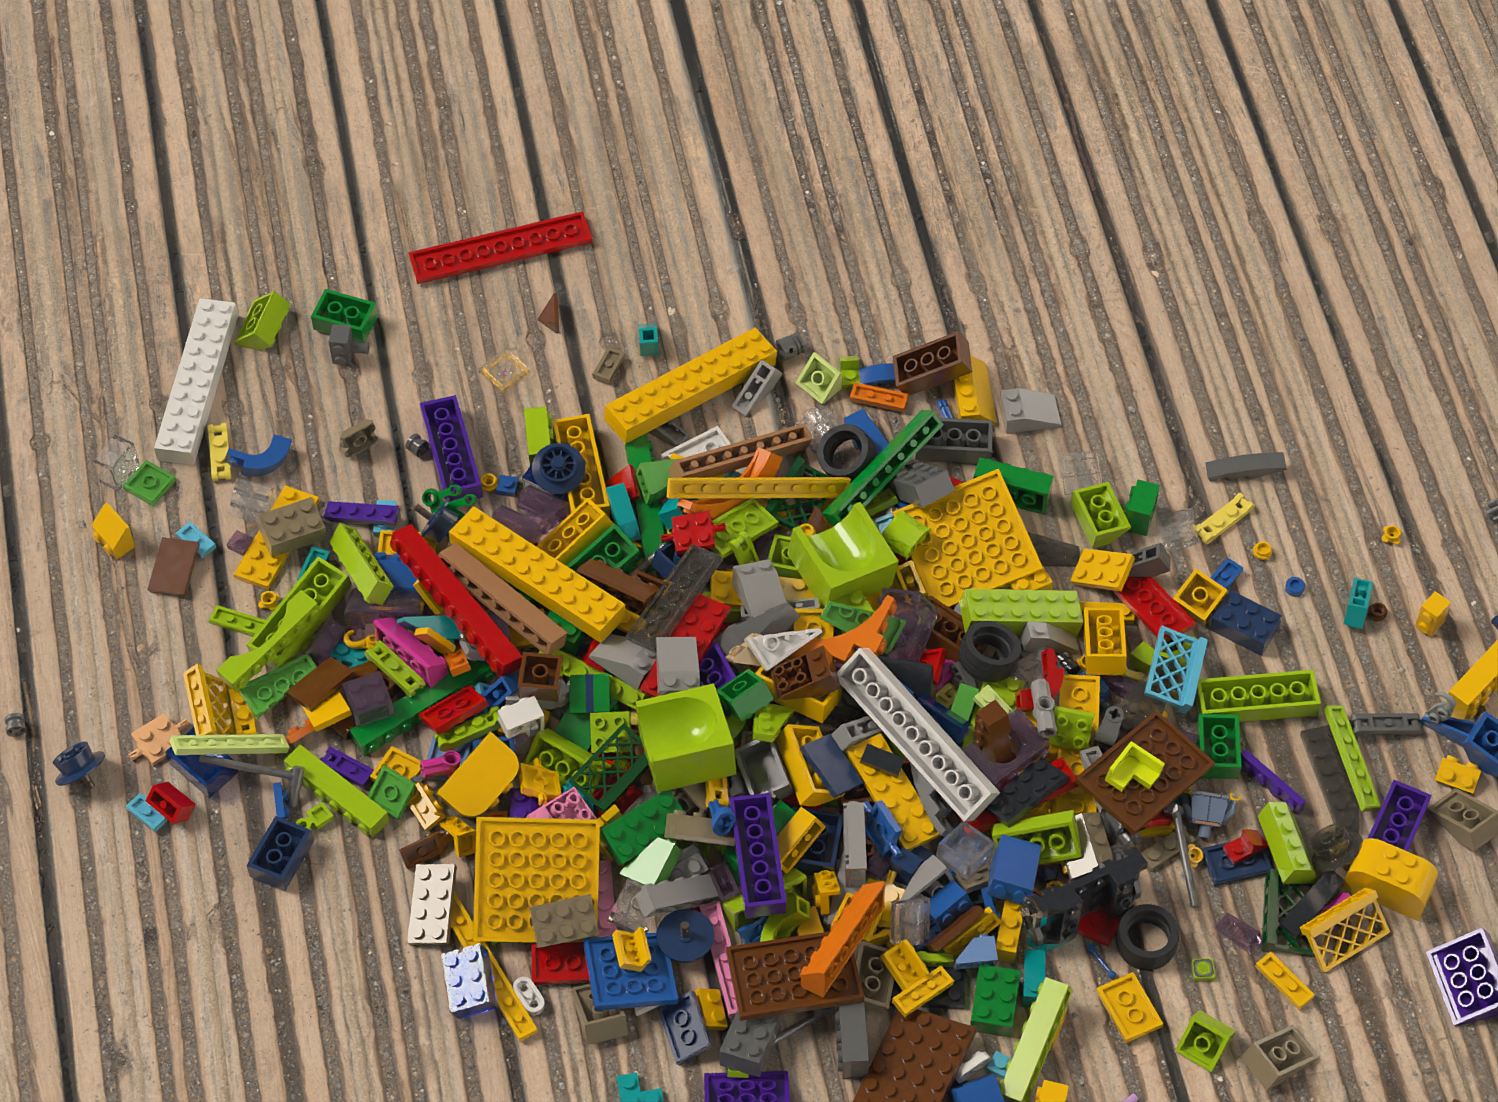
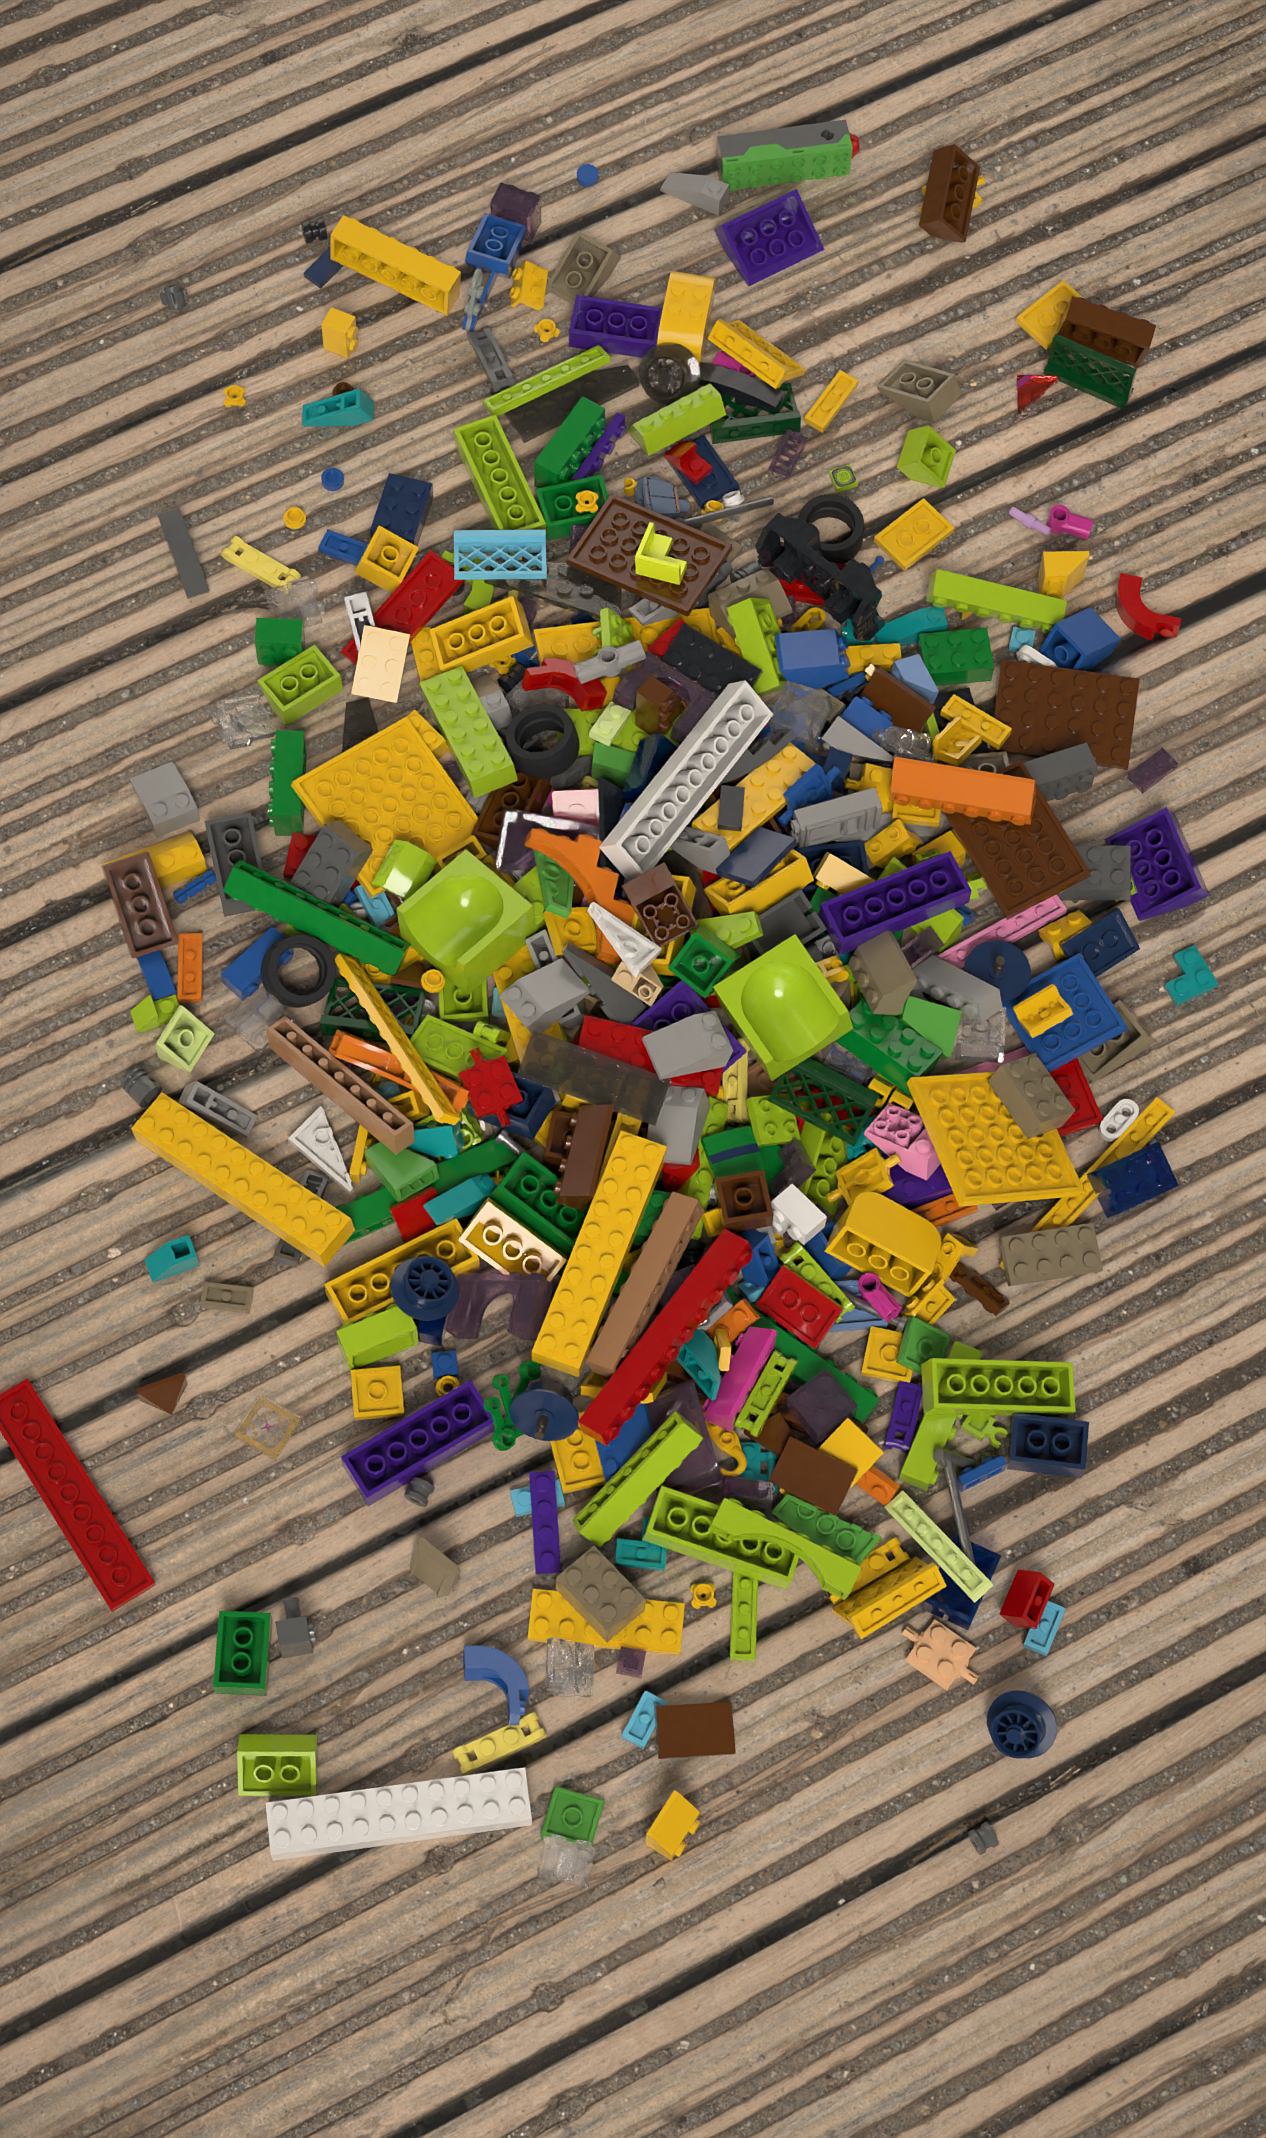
camera: 110 degrees left, 10 degrees up
(334, 823) = (997, 1387): none -> lime brick
(501, 438) = (377, 1393): none -> yellow plate
(562, 736) = (797, 1167): none -> plate
(720, 822) = (875, 944): blue piece -> none
(1110, 727) = (601, 598): dark grey piece -> none
(1200, 873) = (732, 498): none -> white plate
(1213, 740) = (586, 496): none -> yellow plate
(1278, 753) = (570, 444): none -> green brick
(1410, 772) = (546, 324): none -> yellow plate

